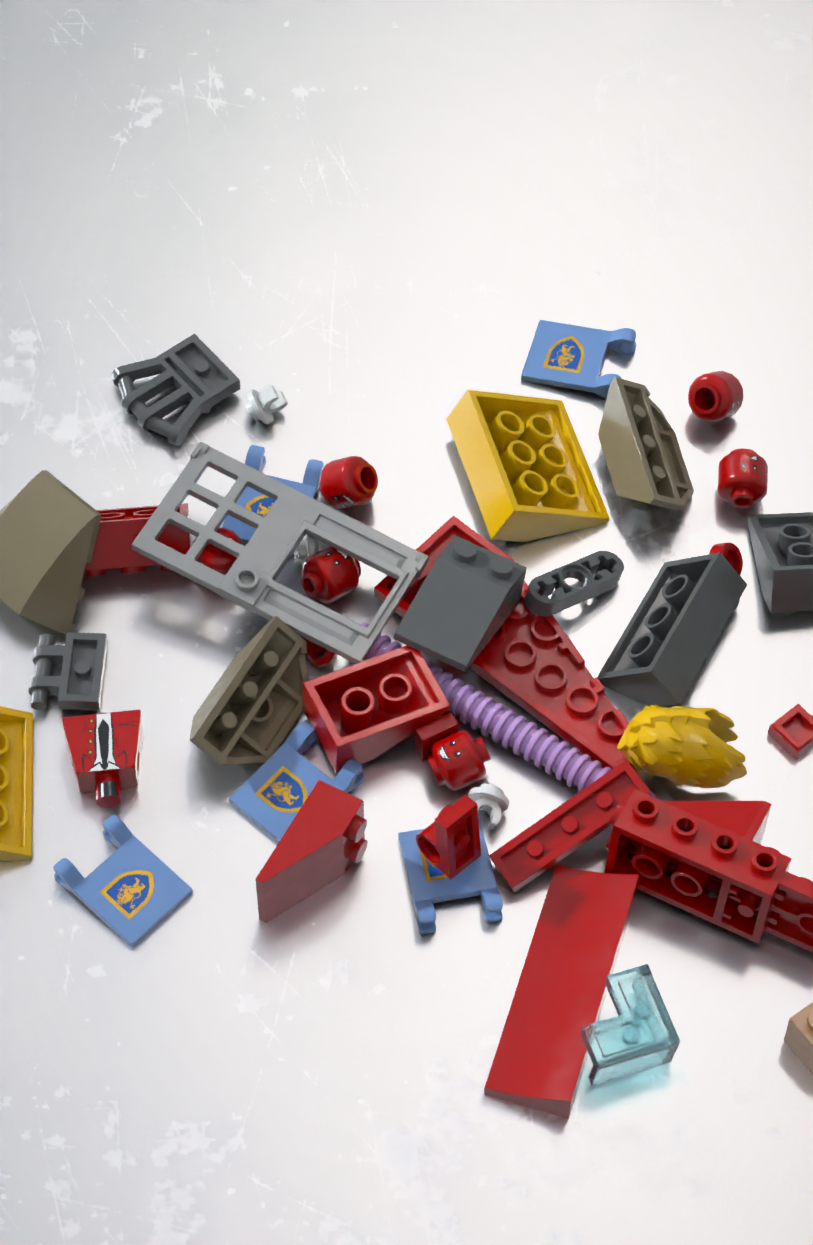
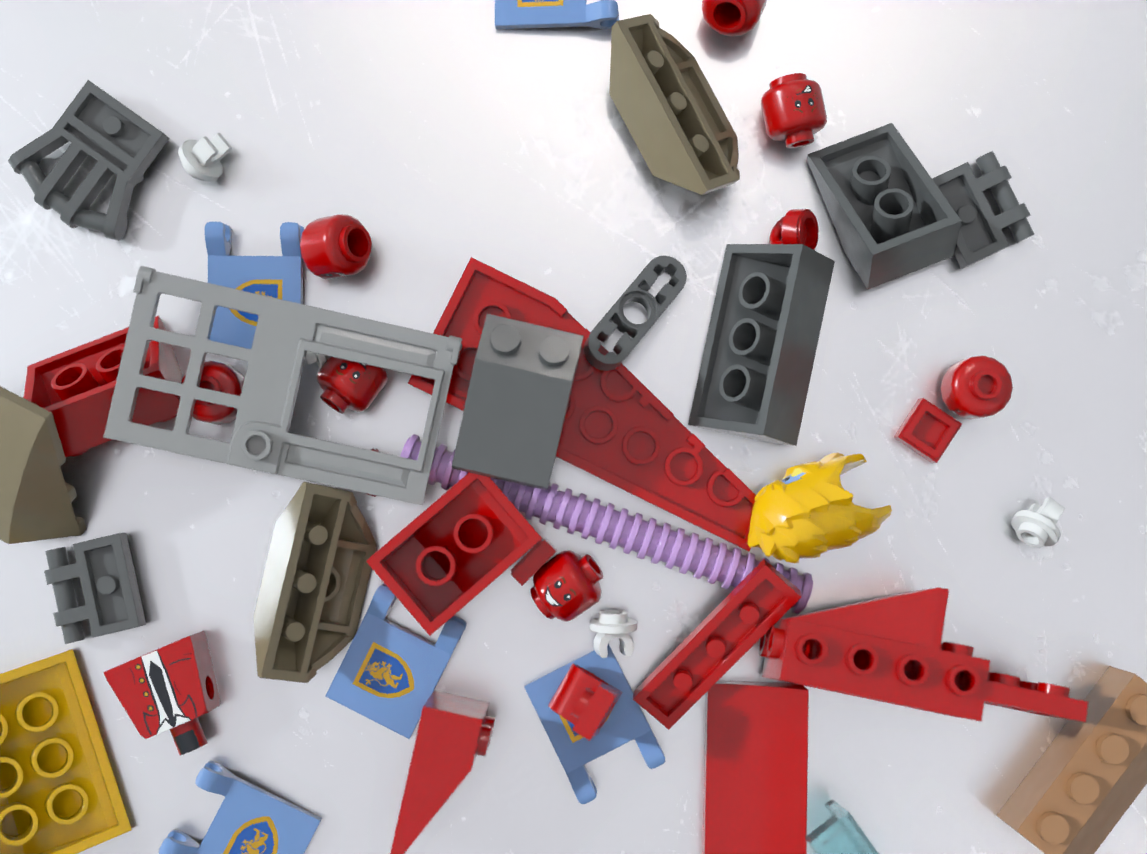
camera: 15 degrees left, 30 degrees up
(525, 466) = (535, 159): yellow slope -> none

